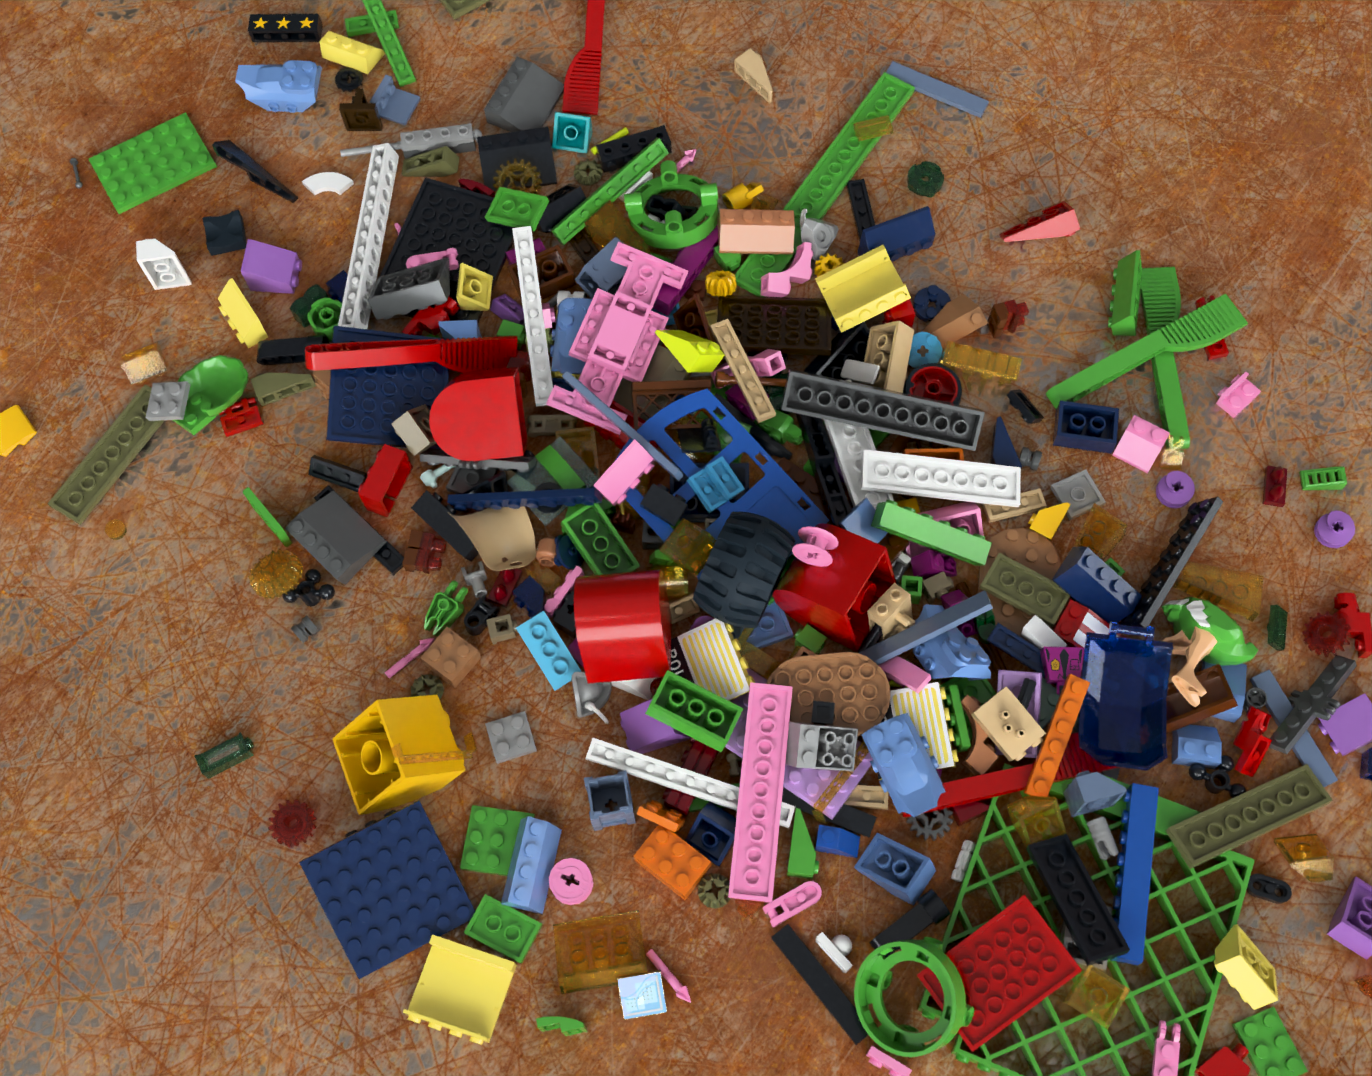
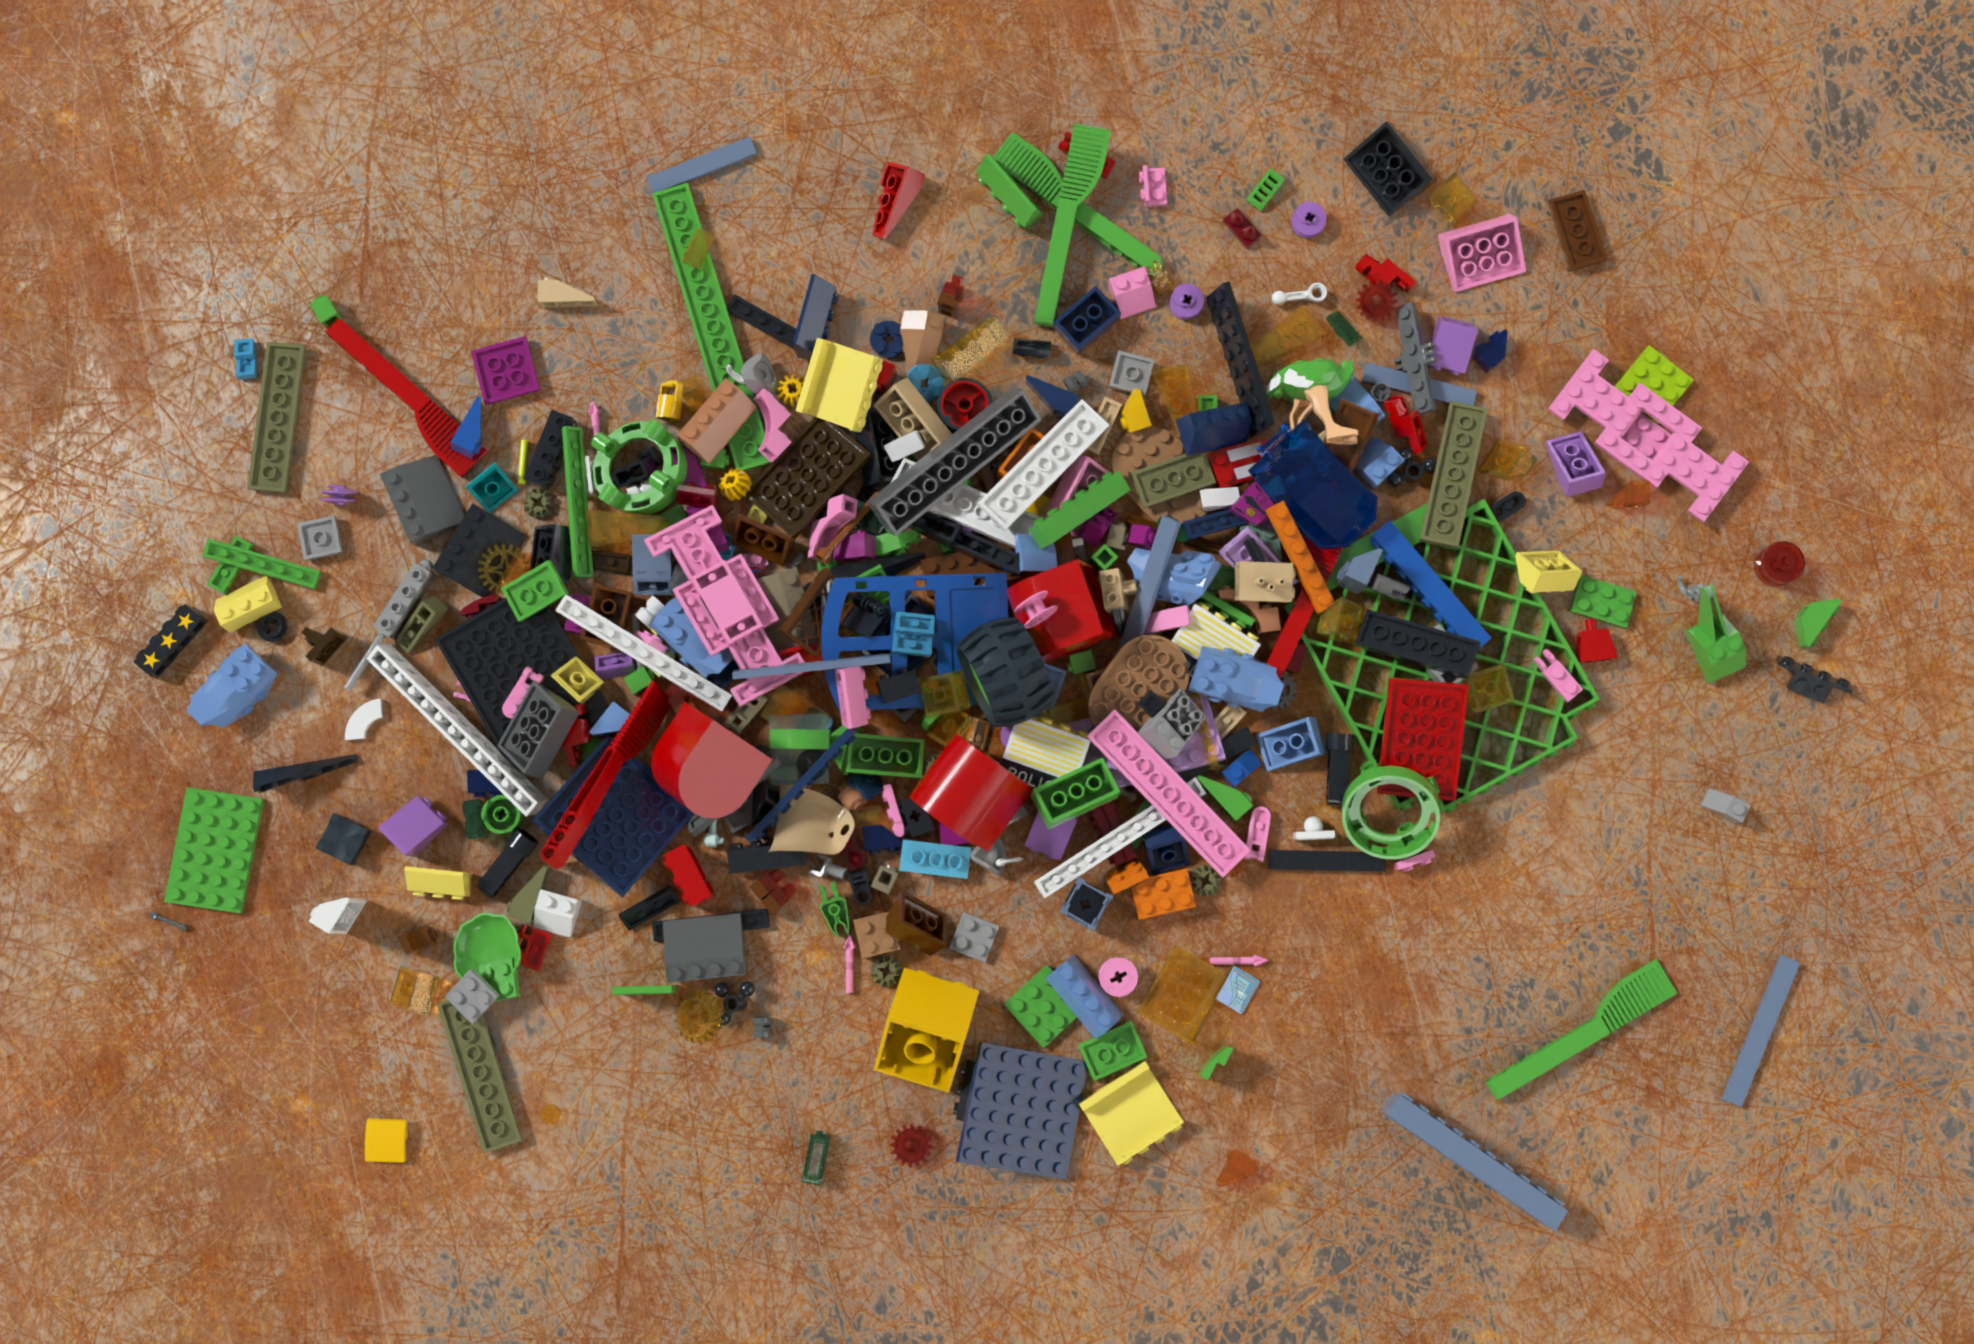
camera: 50 degrees left, 15 degrees up
(183, 334) = (418, 940): none -> reddish brown arch
(282, 412) = (556, 913): none -> white slope
(394, 103) = (332, 607): sand blue bracket -> none
(415, 429) = (669, 819): slope -> none
(439, 60) = (320, 538): none -> light grey plate
(470, 746) = (961, 972): clear yellow piece -> none
(479, 46) = (338, 495): none -> medium lavender piece
(483, 678) = (917, 924): none -> reddish brown slope
(598, 89) = (468, 436): none -> blue slope
(624, 523) = (876, 722): copper plate -> none
(666, 81) = (505, 370): none -> magenta plate
(686, 257) = (694, 496): none -> dark red tile
(691, 350) = (783, 559): neon yellow slope -> none
(743, 371) = (833, 535): tan plate -> none
(921, 187) = (778, 237): clear green plate -> none
(963, 861) = (1323, 693): white axle -> none
(1251, 558) = (1280, 297): none -> white piece

